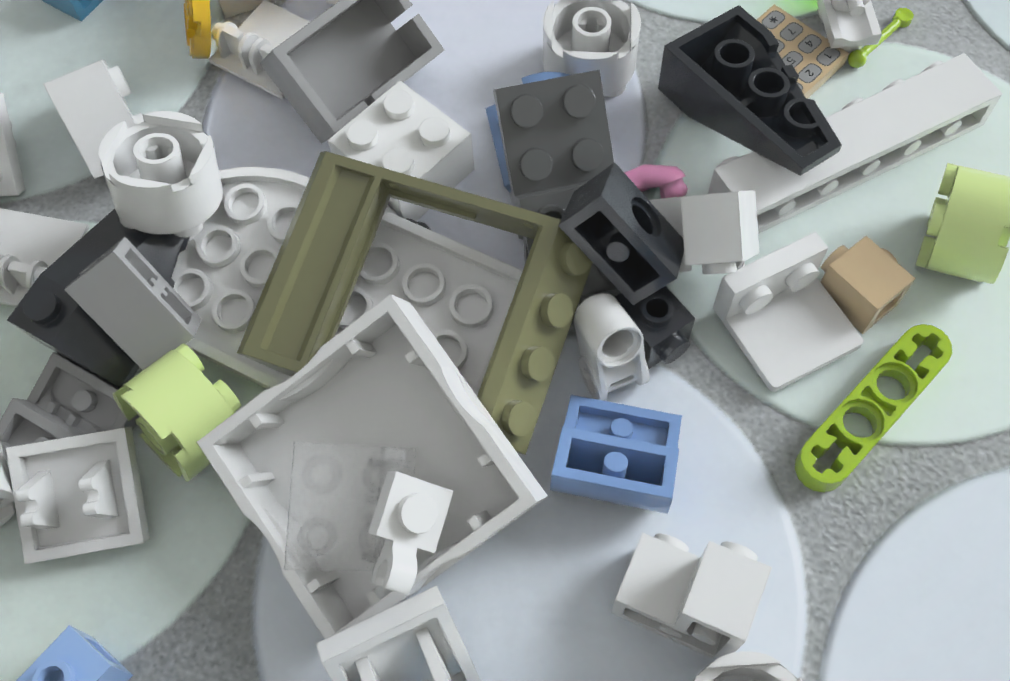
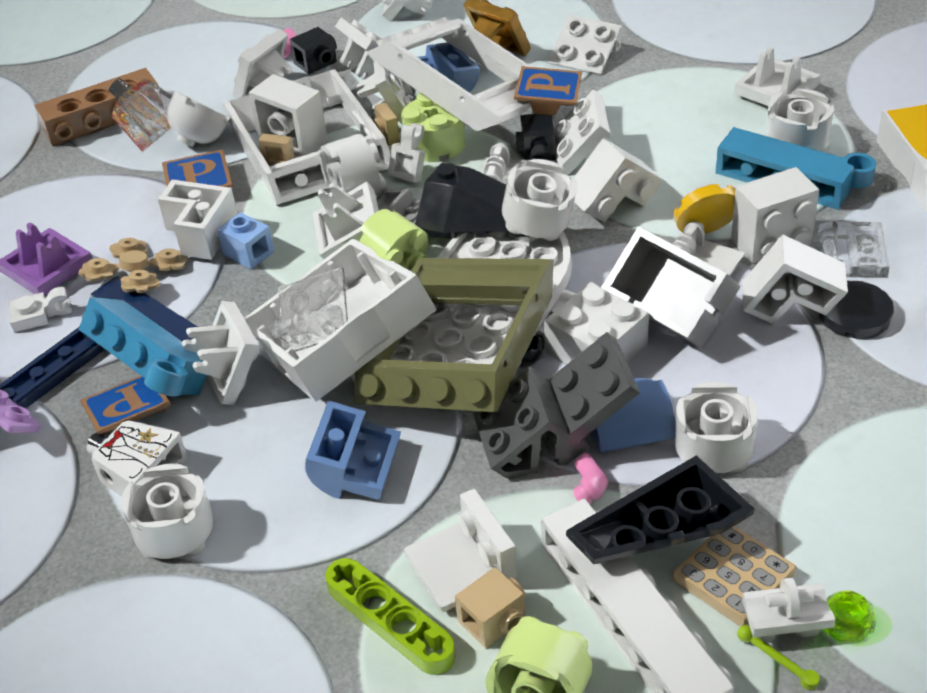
camera: 90 degrees right, 20 degrees down
(134, 304) = (453, 209): light grey hinge -> none
(409, 519) = (293, 324): white plate -> none
(608, 346) = (428, 442): white piece -> none
(623, 234) = (474, 428): black brick -> none
(663, 323) = (456, 472): black brick -> none
(692, 598) = (248, 487): white brick -> none
(715, 229) = (516, 480): white brick -> none

